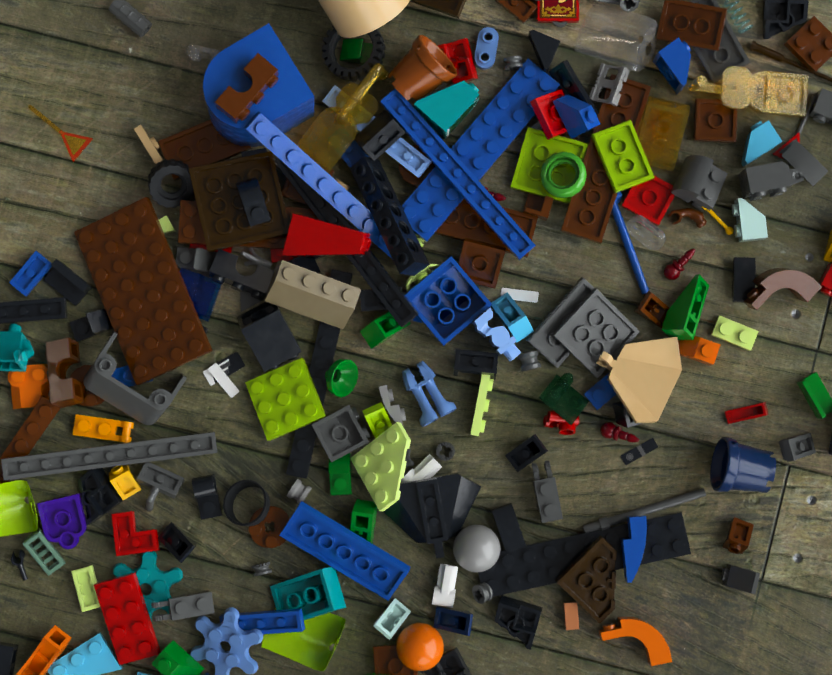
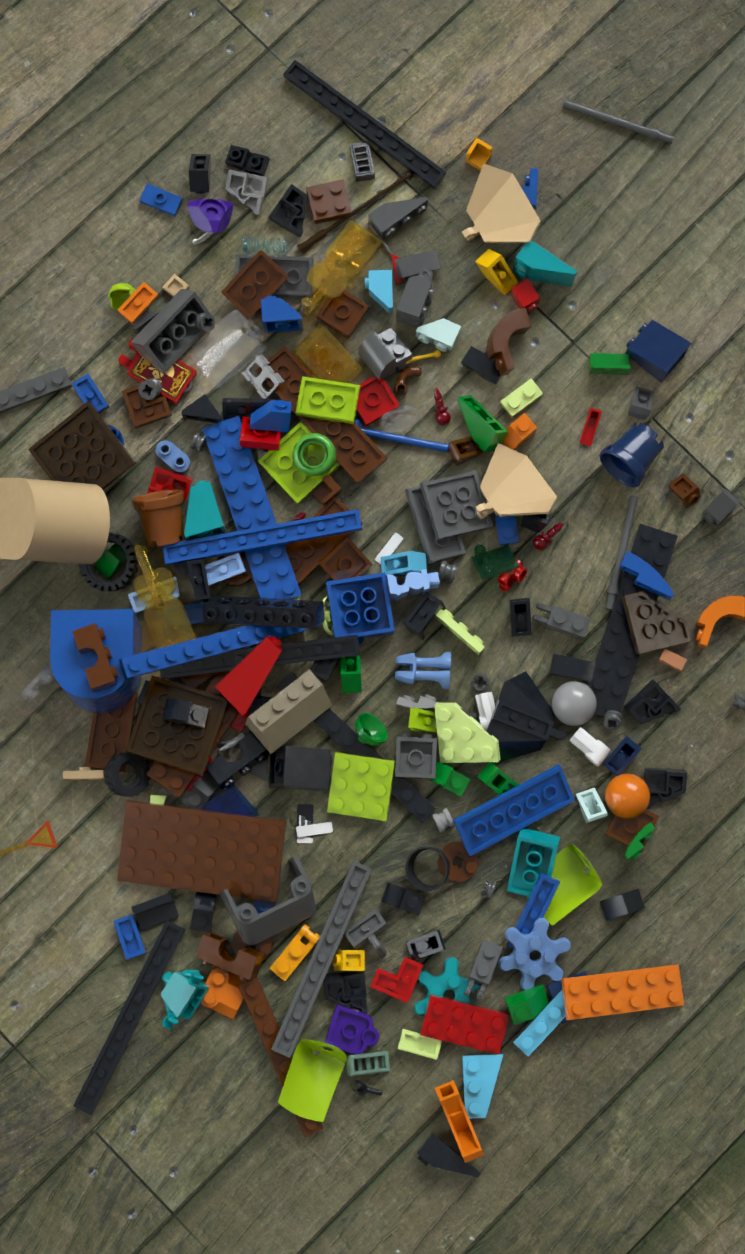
camera: 65 degrees left, 5 degrees down
(639, 451) = (571, 537): black sticker -> none

